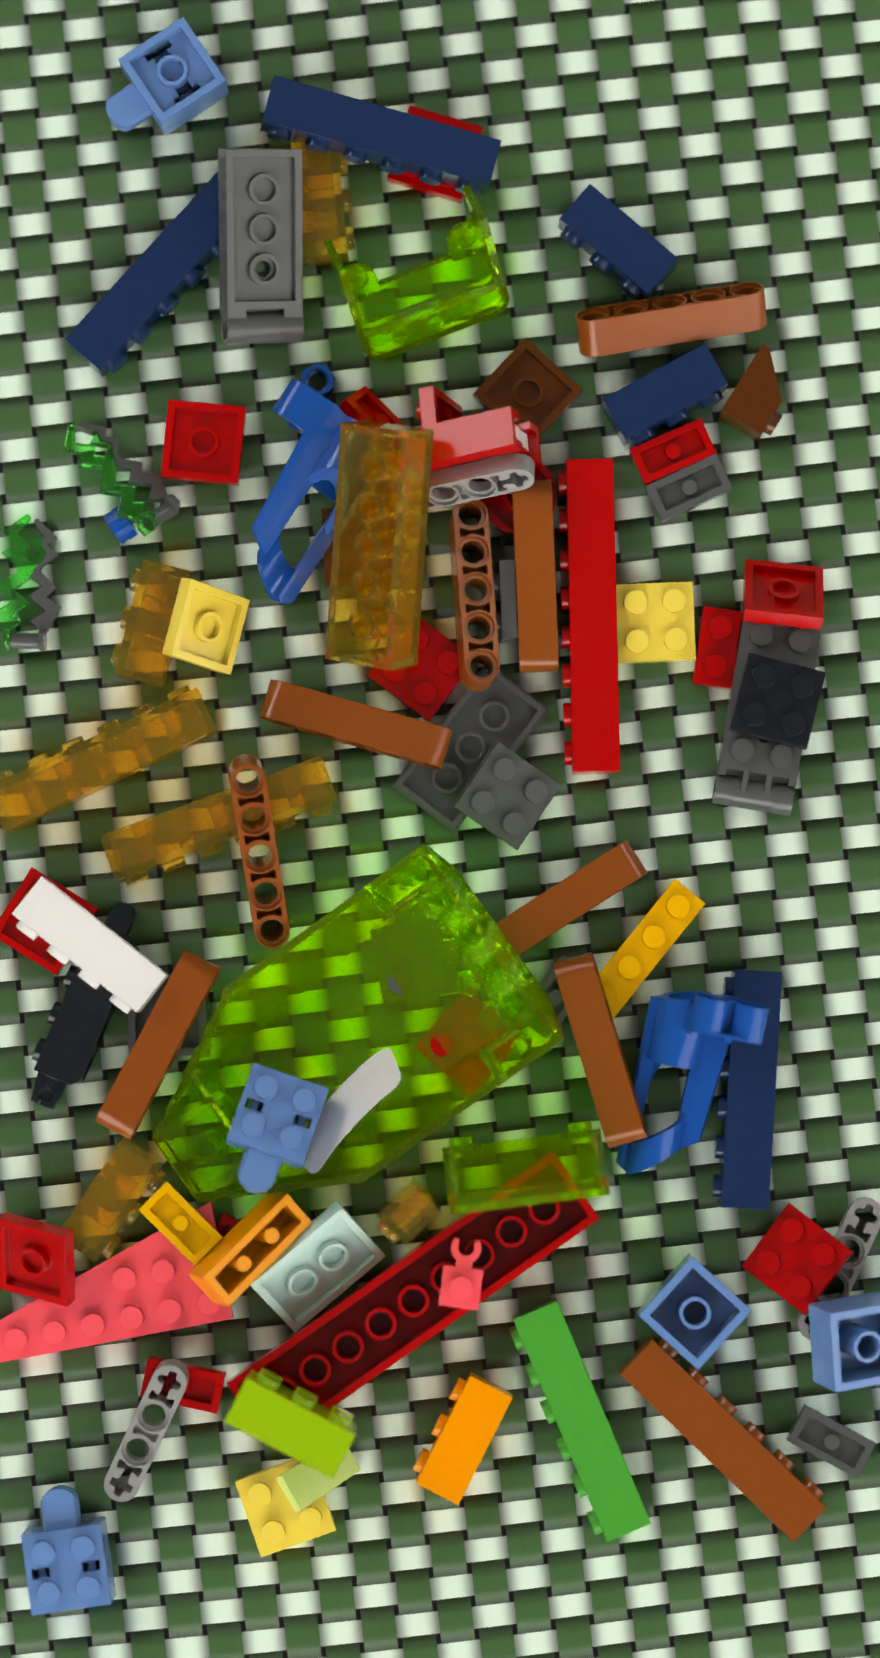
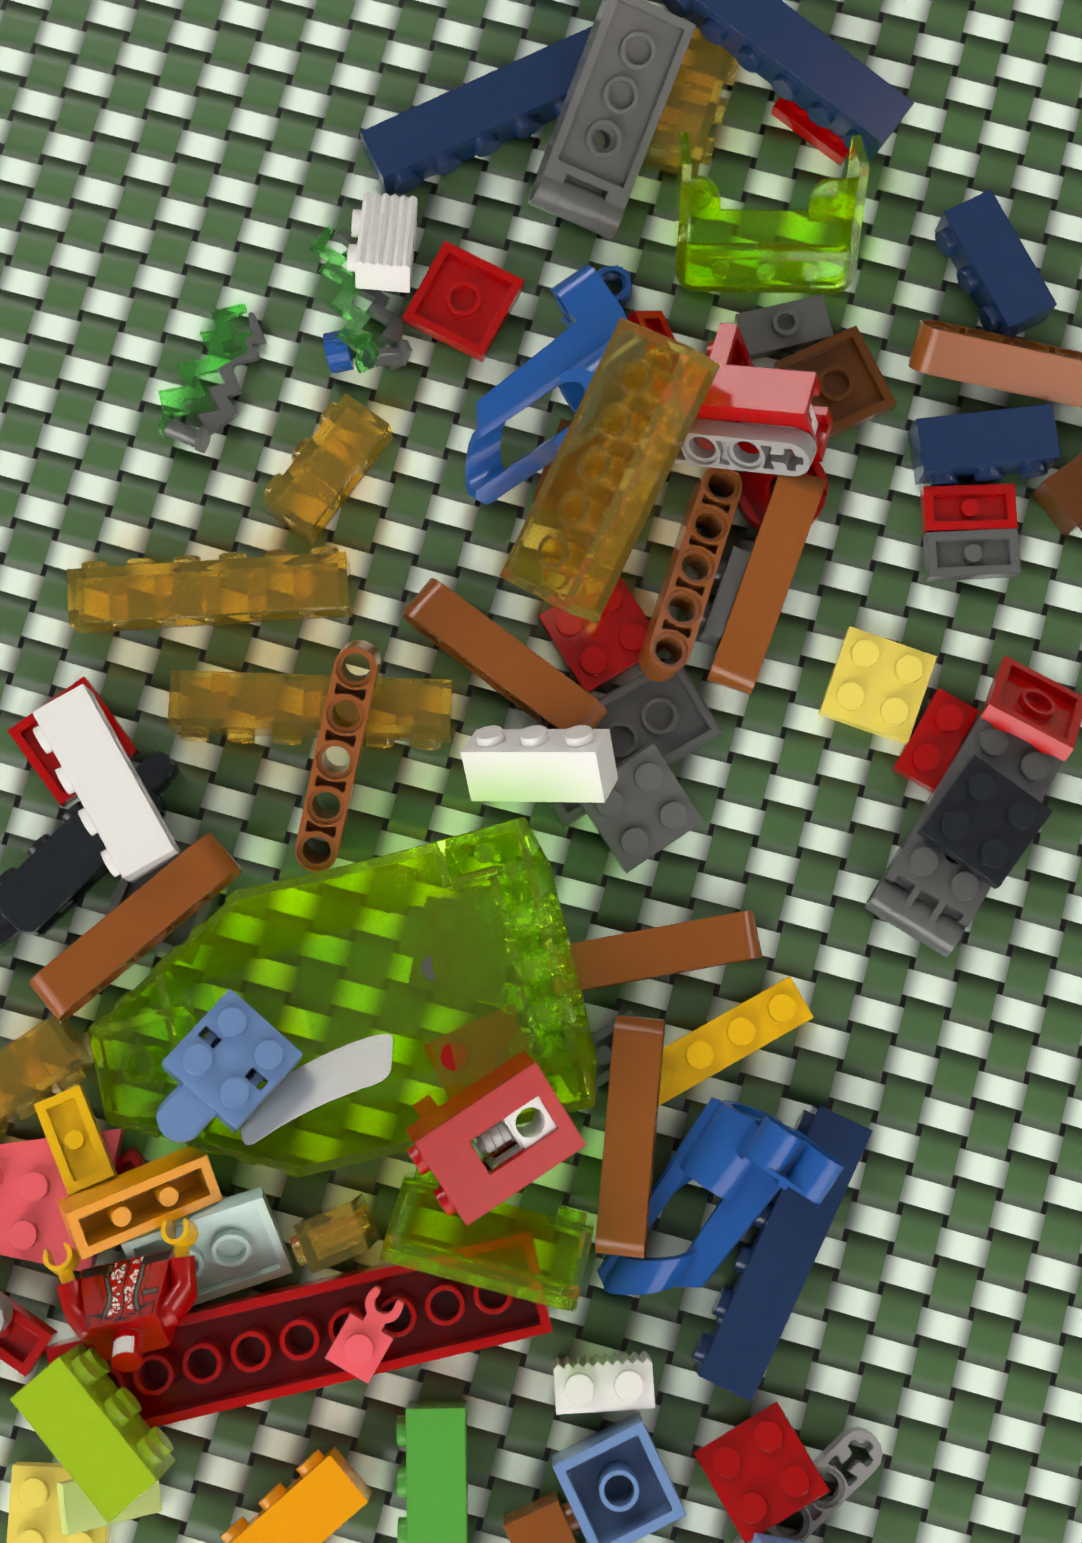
camera: 15 degrees right, 5 degrees down
(122, 421) = (385, 242): none -> white brick
(205, 626) = (383, 491): light yellow plate -> none
(277, 1323) = (130, 1302): none -> red torso
(417, 795) = (540, 764): none -> brick
(468, 360) = (784, 326): none -> dark grey plate
(519, 1098) = (516, 1153): none -> brick
(591, 616) = (810, 651): red brick -> none
(653, 1242) = (603, 1383): none -> white brick

